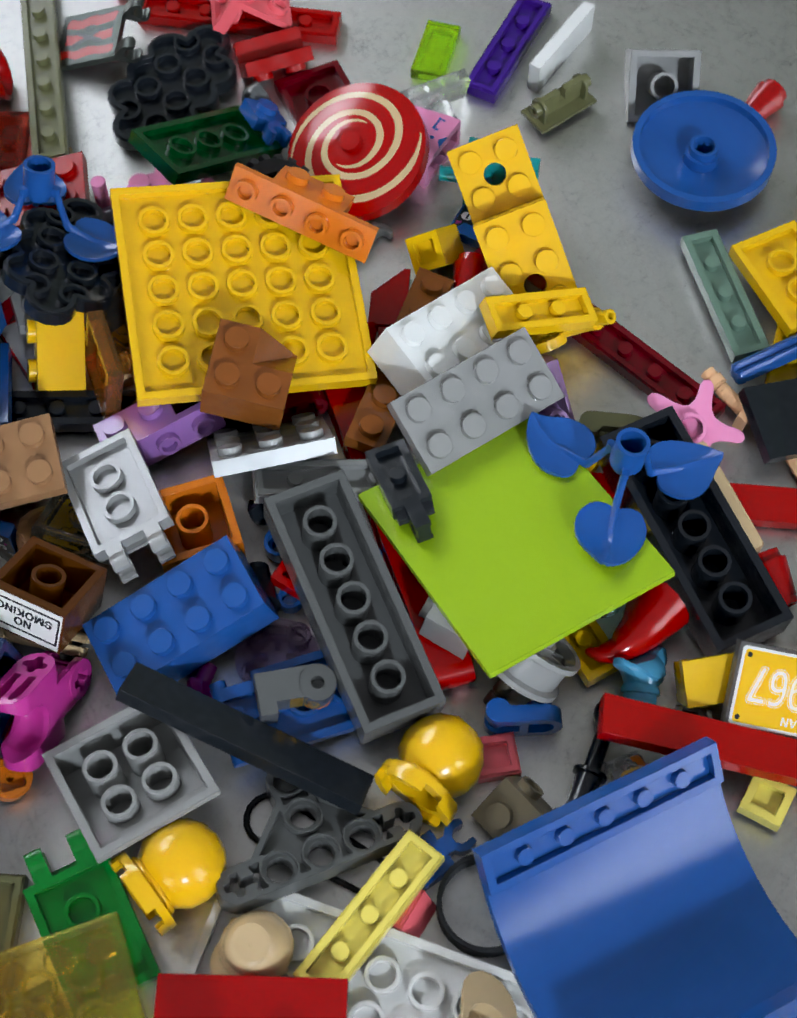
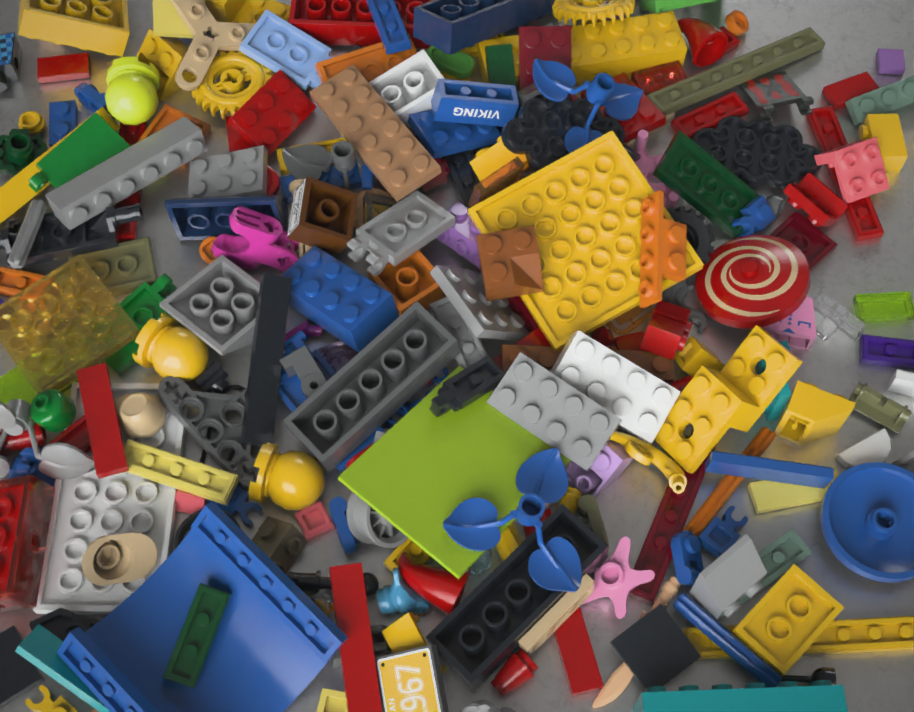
camera: 70 degrees right, 0 degrees up
(93, 115) = (710, 114): none -> red tile
(234, 829) = (212, 378): none -> black plate
(395, 262) = (667, 330): none -> red piece
(538, 312) = (651, 433): yellow plate -> none
(560, 157) = (812, 414): none -> yellow slope
(606, 282) = (727, 485): none -> orange axle
(609, 136) = (872, 449): none -> white tile
(610, 226) = (769, 469): none -> blue tile
(630, 222) = (774, 496): none -> light yellow tile
(634, 942) = (197, 635): none -> dark green tile
(665, 310) = (722, 533): none -> blue plate
(676, 346) = (686, 557): none -> blue plate
(735, 309) = (729, 579): none -> light grey slope

